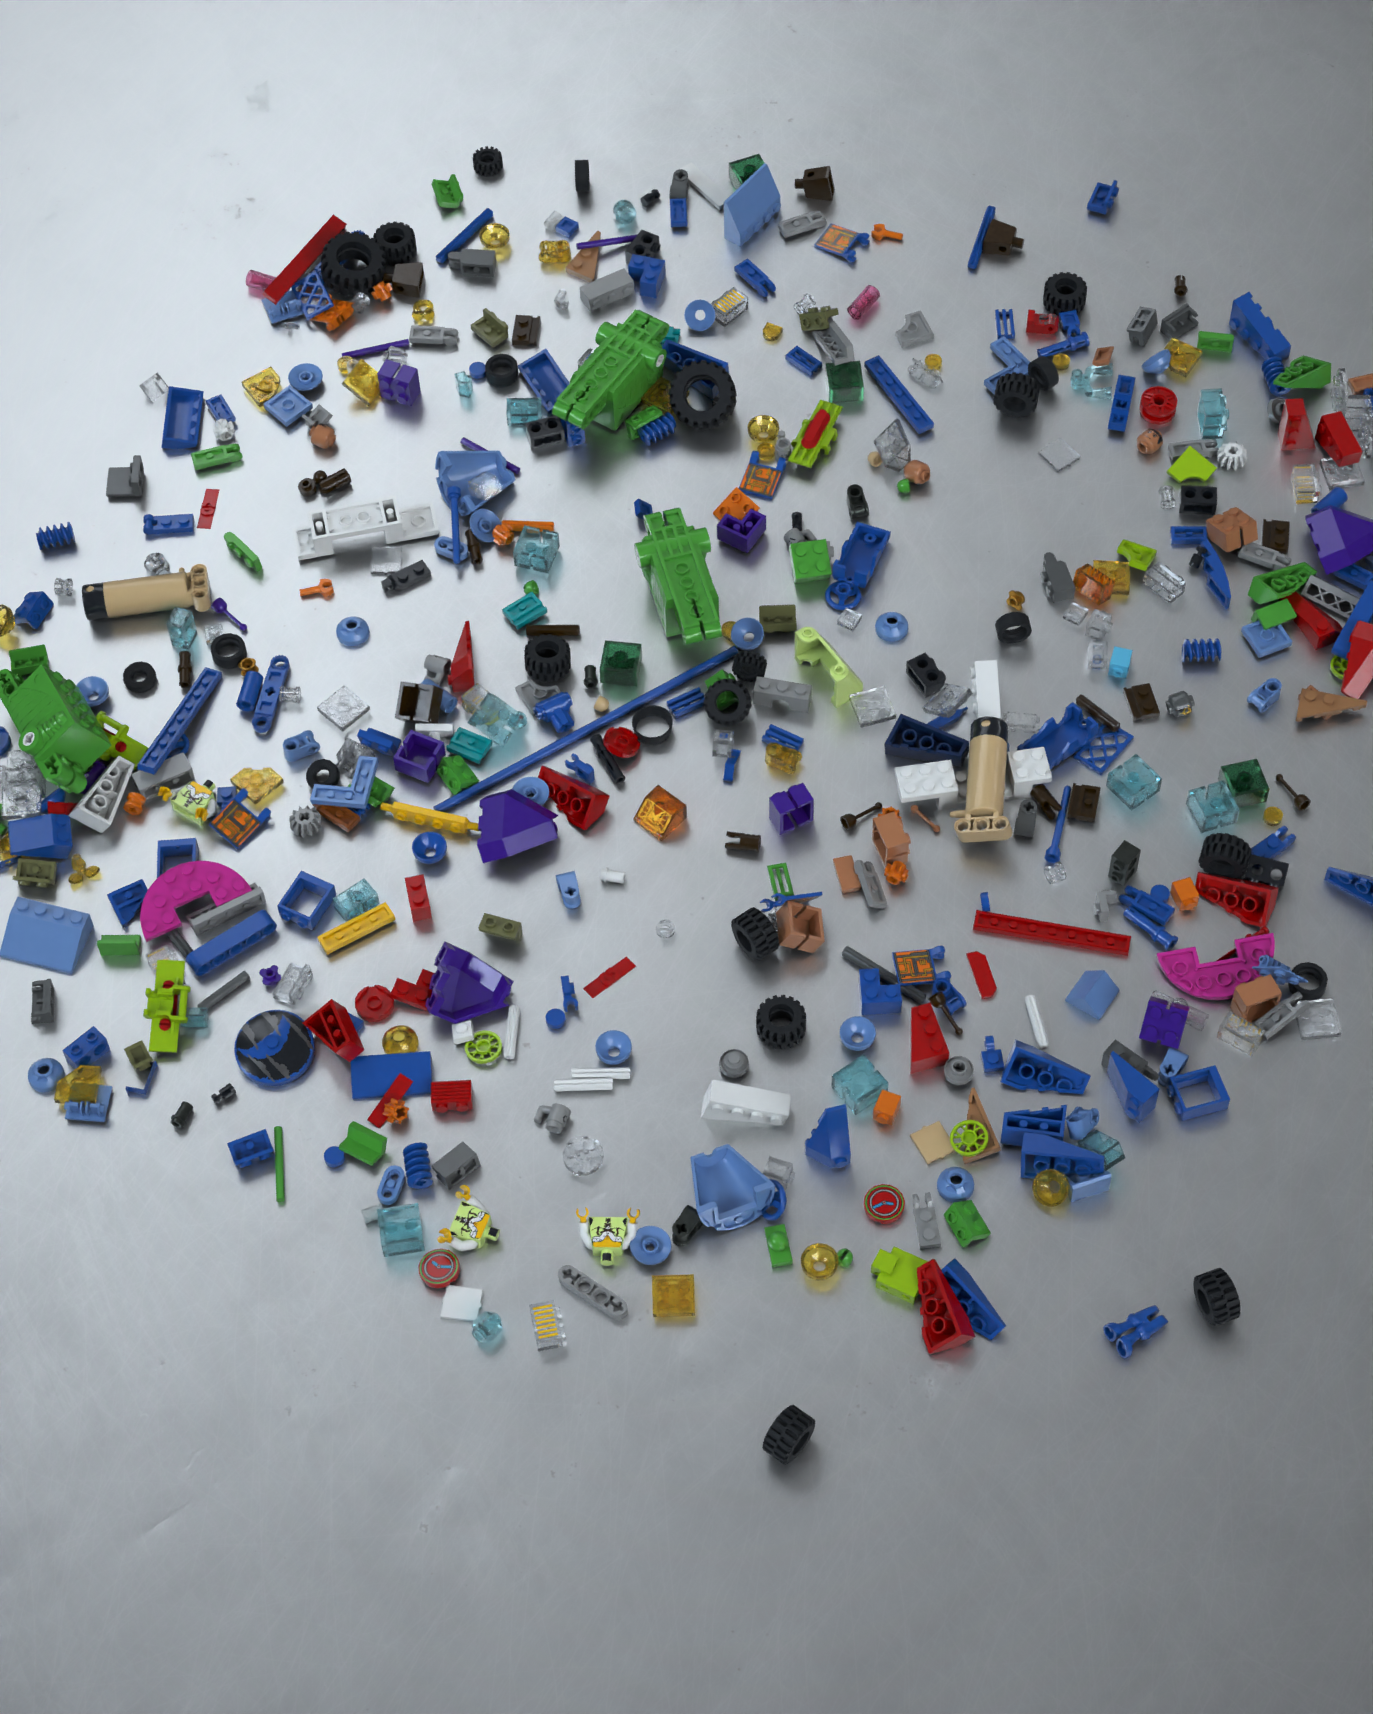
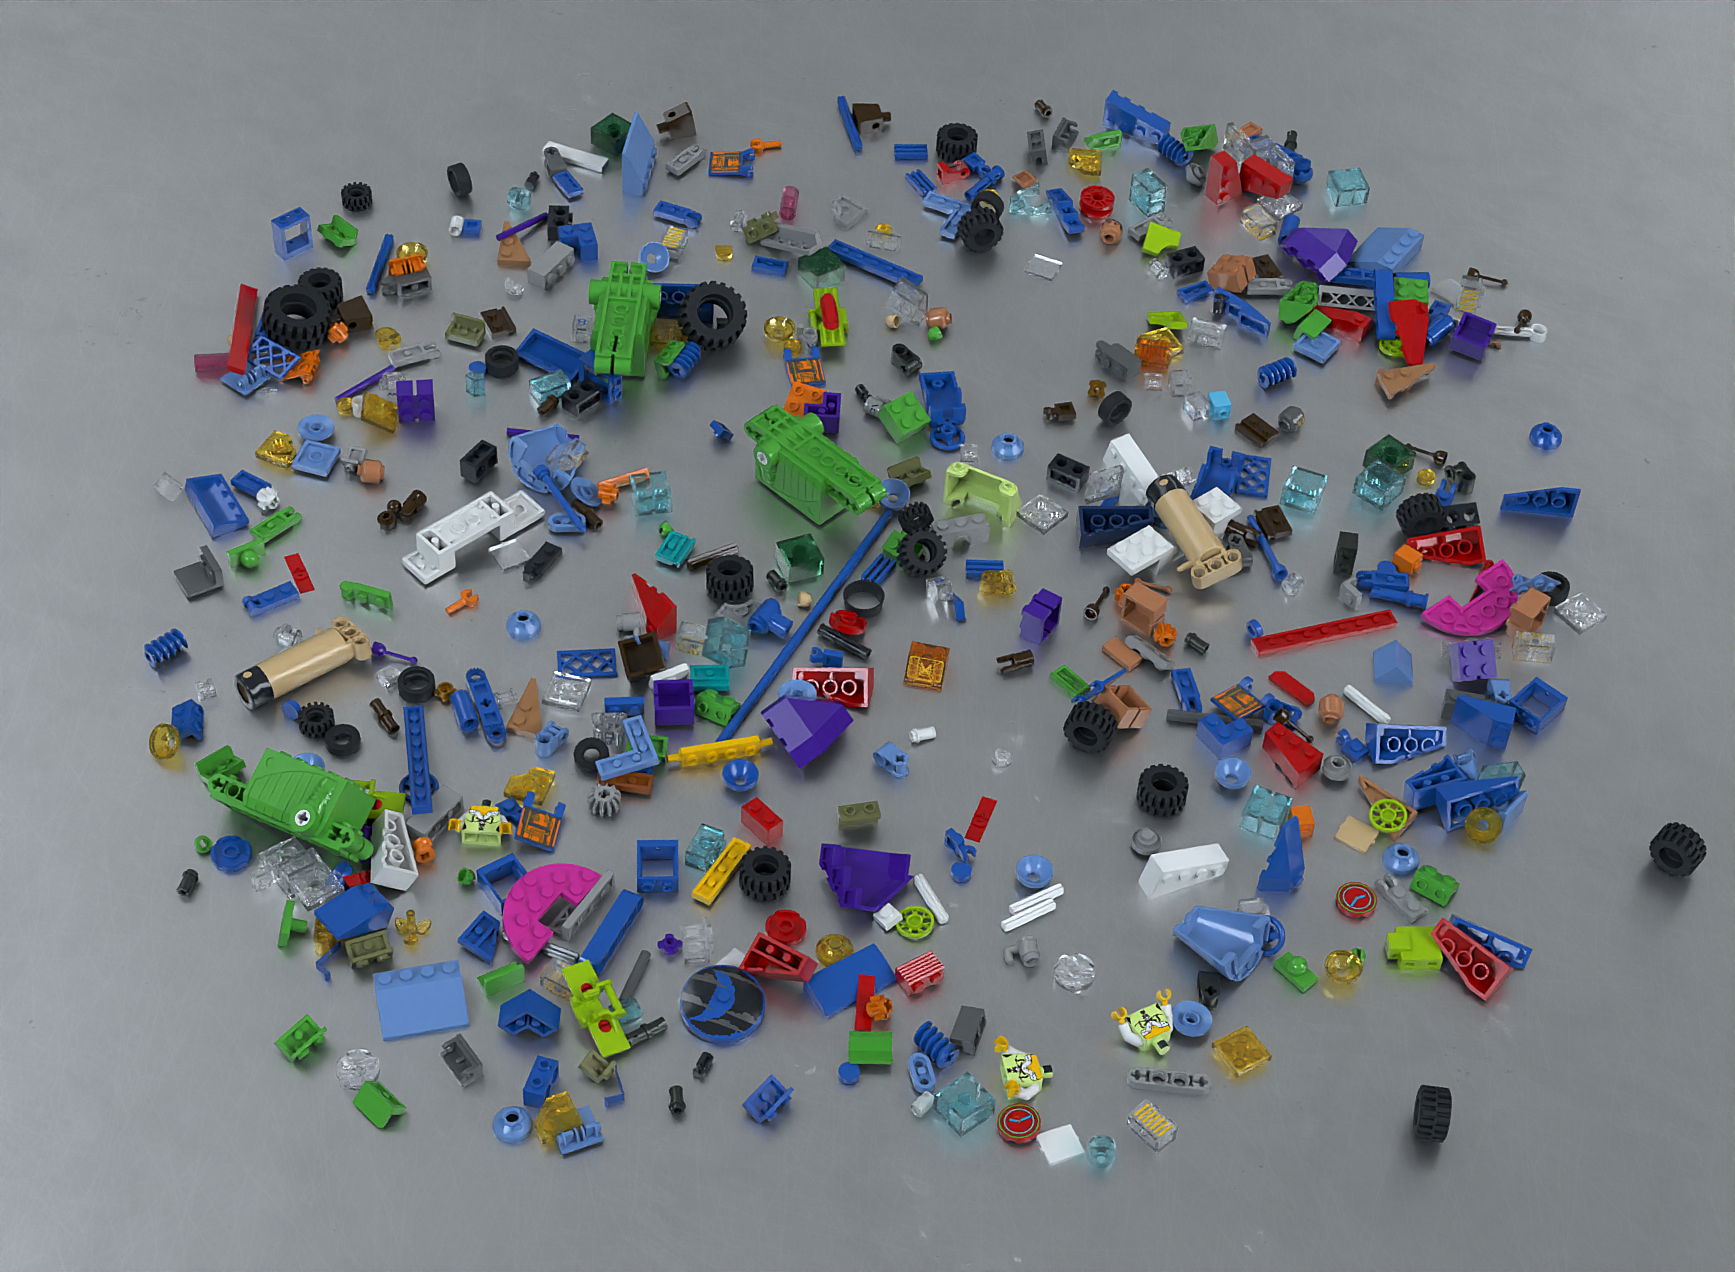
camera: 35 degrees left, 10 degrees down
(116, 986) = (530, 1012): none -> blue brick
(117, 632) = (291, 709): none -> blue tile
(128, 642) = (315, 711): none -> black tyre
(151, 842) = (466, 876): none -> bright green hinge
(174, 475) = (246, 554): none -> bright green tile
(181, 628) = (359, 679): clear light blue brick -> none
(198, 1043) = (646, 1031): none -> pearl dark grey pin
(279, 1169) = (798, 1098): bright green bar -> none
(297, 717) = (526, 716): none -> medium nougat wing
(360, 302) = (324, 346): clear wheel -> none
(377, 676) = (595, 655): none -> blue window
(384, 934) = (765, 886): none -> black tyre
(407, 191) = (298, 244): none -> blue window
(413, 461) = (478, 461): none -> black brick
(413, 994) = (819, 903): red plate -> none
(483, 246) = (398, 264): none -> orange hinge
(512, 428) = (550, 403): none -> dark brown pin
(556, 251) = (479, 249): clear yellow piece -> none
(879, 933) = (1186, 689): none -> blue hinge
(919, 888) = (1197, 643): none -> pearl dark grey pin
(966, 611) = (1062, 411): none -> dark brown plate
(997, 1011) = (1331, 708): none -> nougat head
(1019, 287) = (910, 151): none -> blue tile
(1098, 713) = (1250, 454): dark brown axle -> none
(1103, 197) = (929, 61): blue bracket -> none
(1142, 1325) = (1616, 914): blue piece -> none
(1158, 362) = (1072, 169): medium blue piece -> none
(1232, 455) = (1185, 220): white gear -> none
(1264, 695) = (1351, 387): medium blue piece -> none
(1282, 1014) = (1554, 617): light grey hinge -> none
(1305, 831) = (1461, 476): none -> pearl dark grey piece

